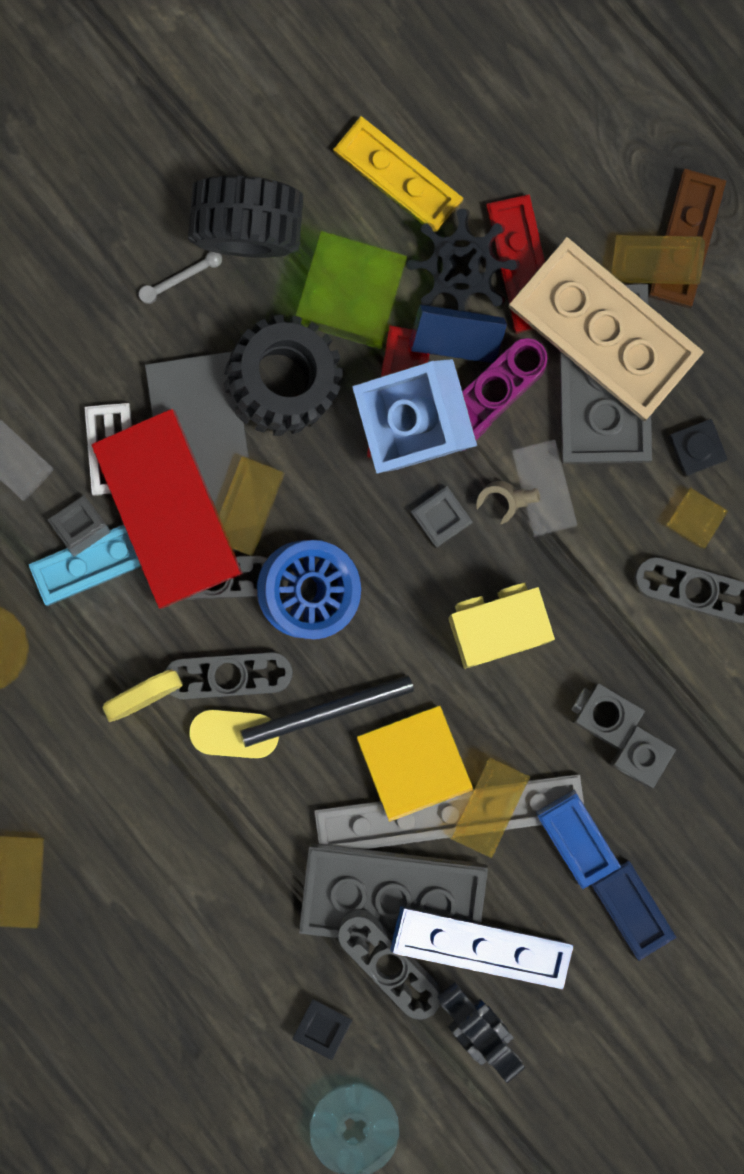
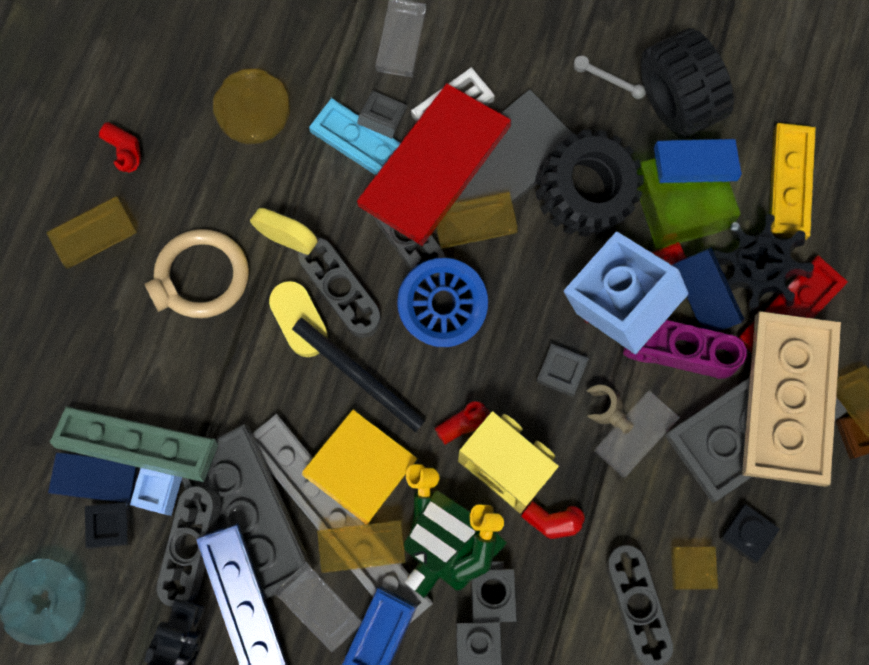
camera: 60 degrees right, 10 degrees down
(129, 847) = (164, 293): none -> tan piece
(261, 960) = (134, 444): none -> sand green tile
(267, 1017) = (92, 478): none -> dark blue tile
(316, 965) = (156, 491): none -> light blue tile
(332, 263) = (697, 161): none -> blue tile
(434, 635) = (463, 422): none -> red arm
(520, 879) = (318, 607): none -> clear tile
(533, 725) = (447, 537): none -> torso
(580, 617) = (556, 524): none -> red arm

